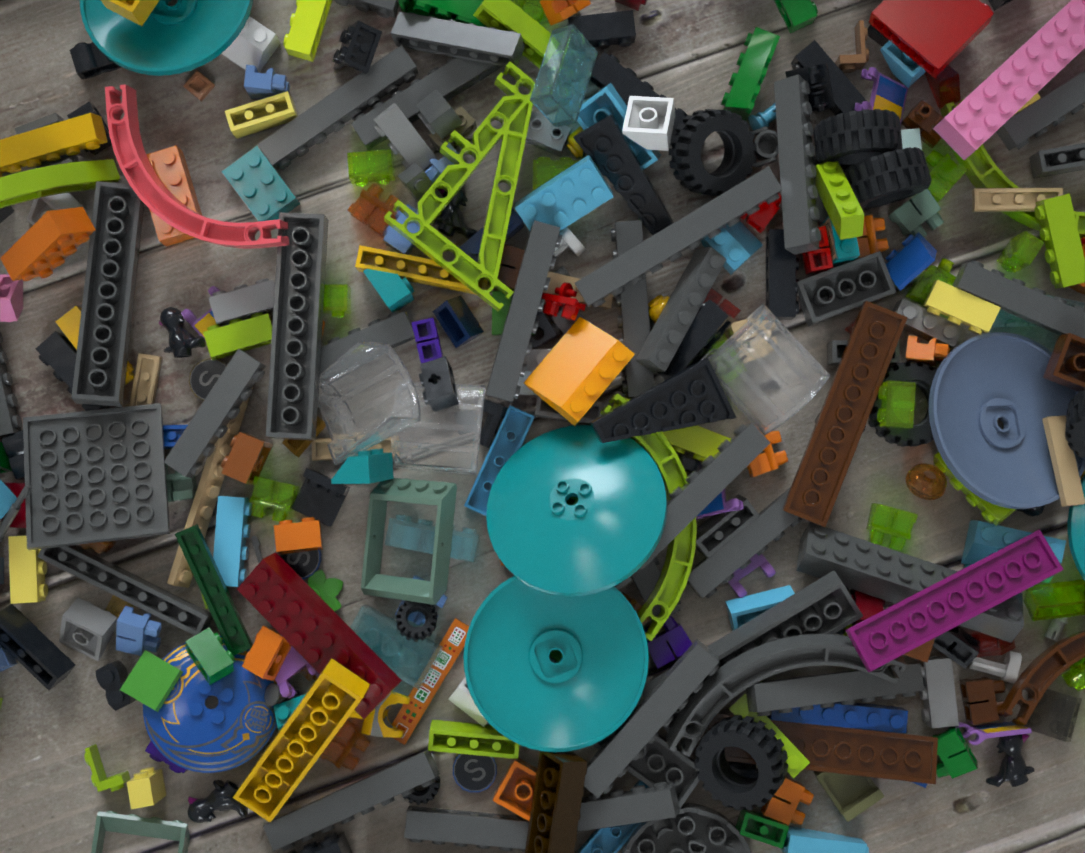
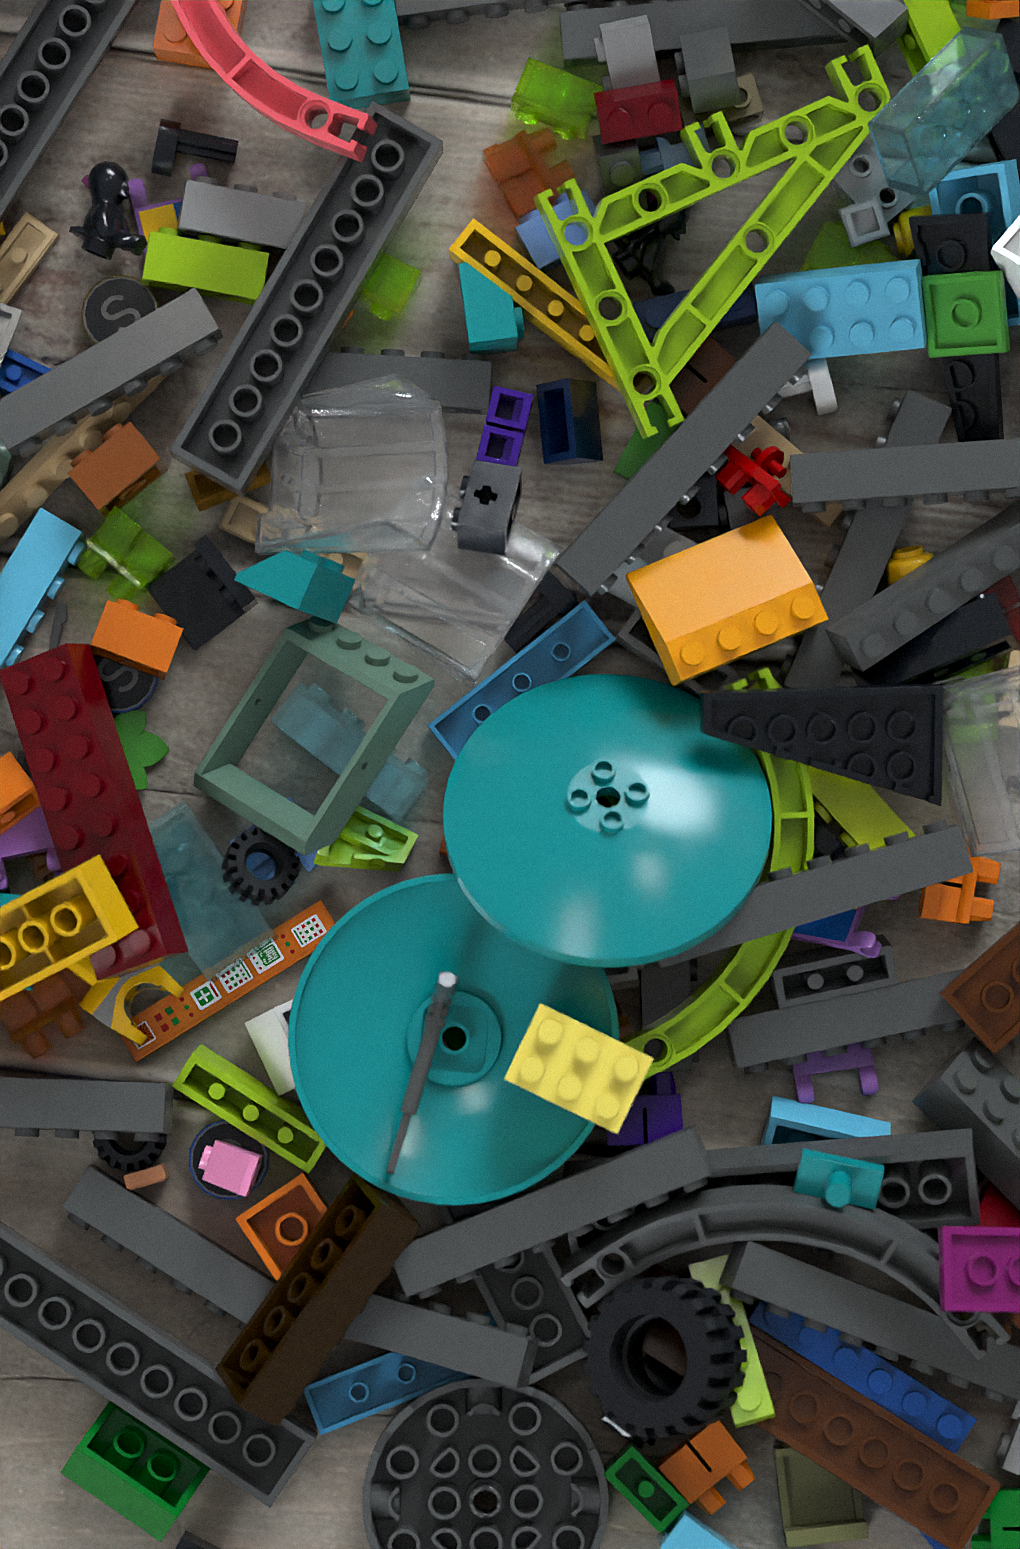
camera: 25 degrees right, 0 degrees up
(193, 281) = (174, 139): none -> black piece
(413, 151) = (638, 111): none -> dark red brick
(438, 800) = (146, 1176): none -> nougat tile
(464, 578) = (369, 844): none -> lime wing
(478, 775) = (231, 1166): none -> bright pink slope
(542, 655) = (434, 1023): none -> dark grey piece
(552, 150) = (864, 221): none -> light grey tile
(625, 170) = (965, 313): none -> bright green tile
(626, 642) = (578, 1068): none -> light yellow brick
(783, 630) = (838, 1179): none -> teal tile

